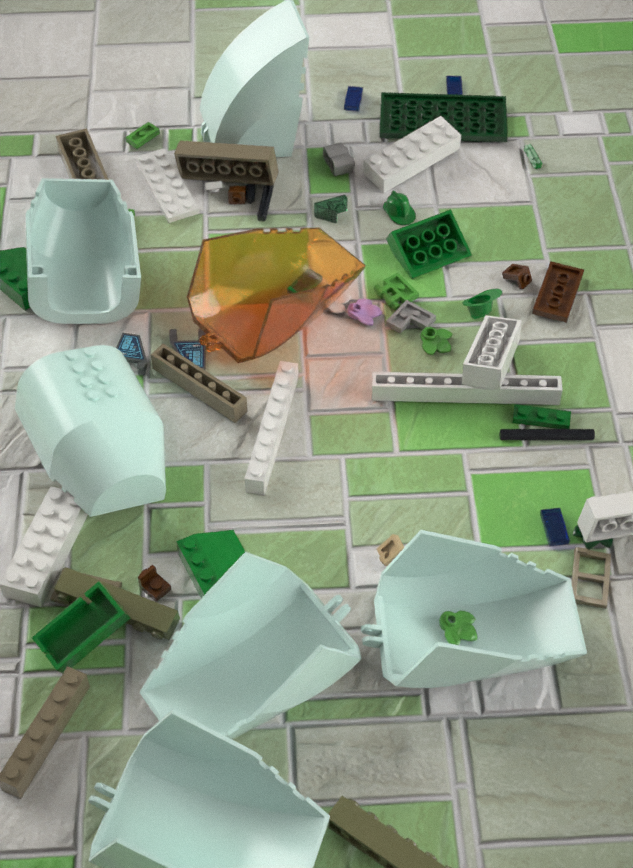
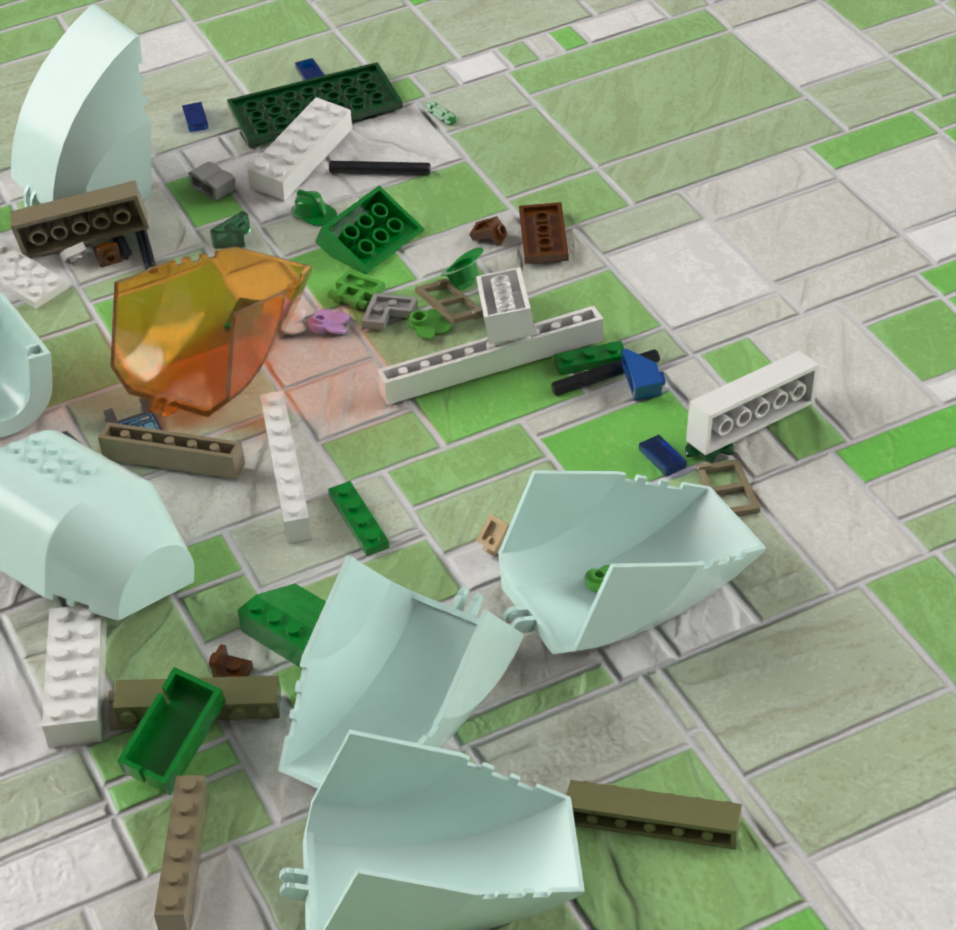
camera: 20 degrees left, 10 degrees down
(304, 492) = (358, 518): none -> green plate
(449, 327) = (440, 305): none -> dark tan window
(465, 189) = (377, 167): none -> black axle
(571, 451) = (642, 375): none -> blue slope

